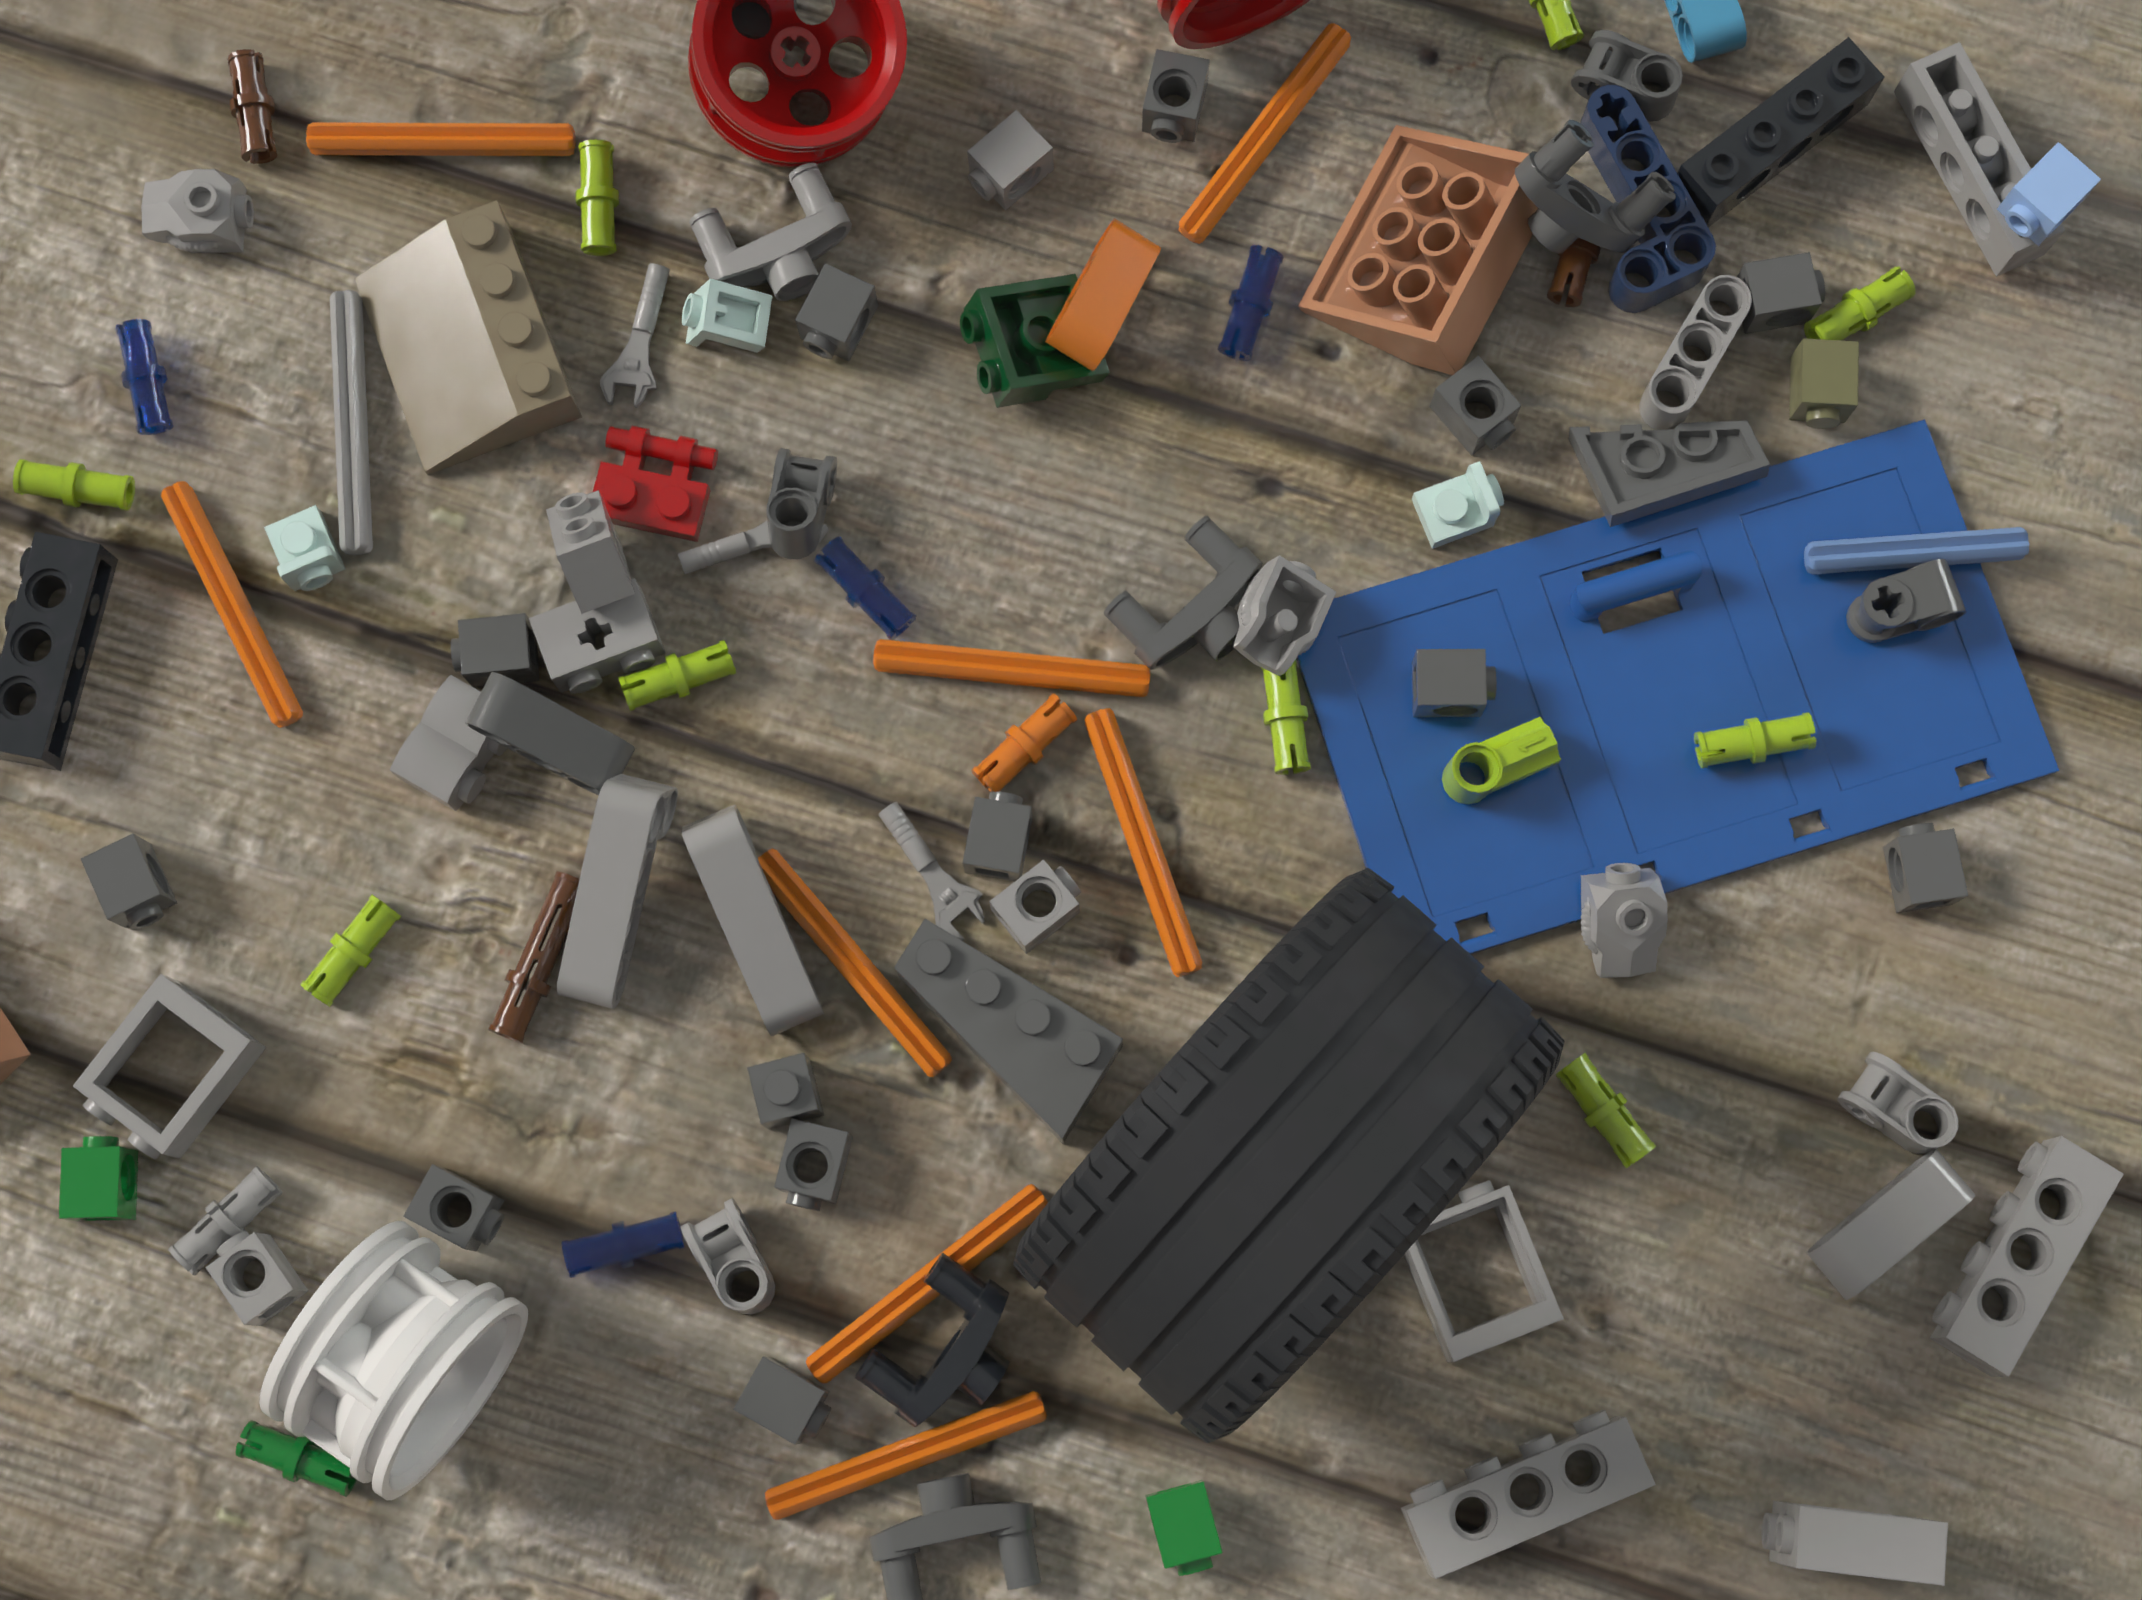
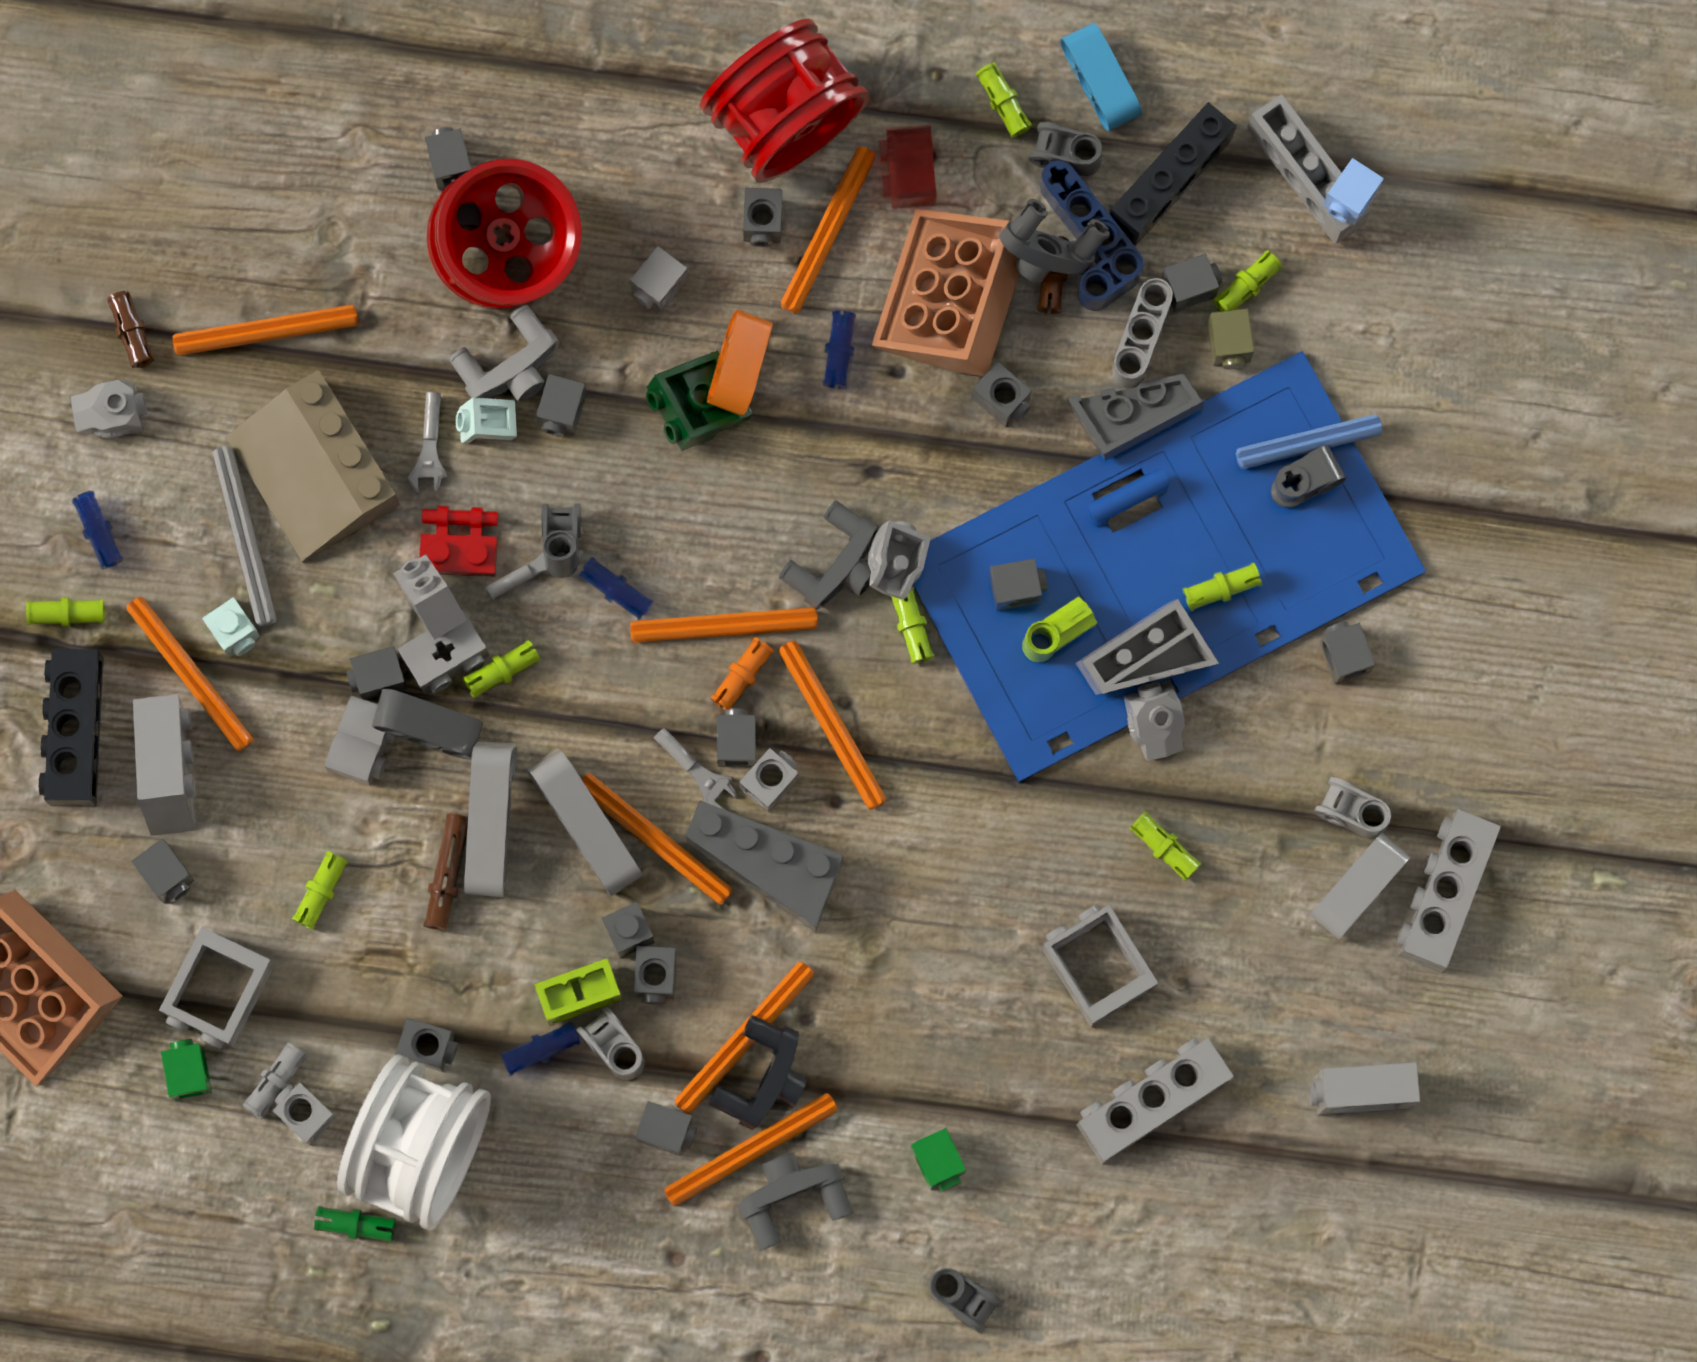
camera: 15 degrees left, 0 degrees up
(160, 727) = (164, 763): none -> light grey wedge
(597, 197) = (381, 352): lime pin -> none
(692, 1171) = (578, 992): none -> lime brick
(1288, 1155) = (959, 901): black tyre -> none
(1398, 63) = (909, 166): none -> clear red brick
(1459, 506) = (1002, 463): light aqua bracket -> none
(1631, 815) = (1149, 650): none -> light grey wedge

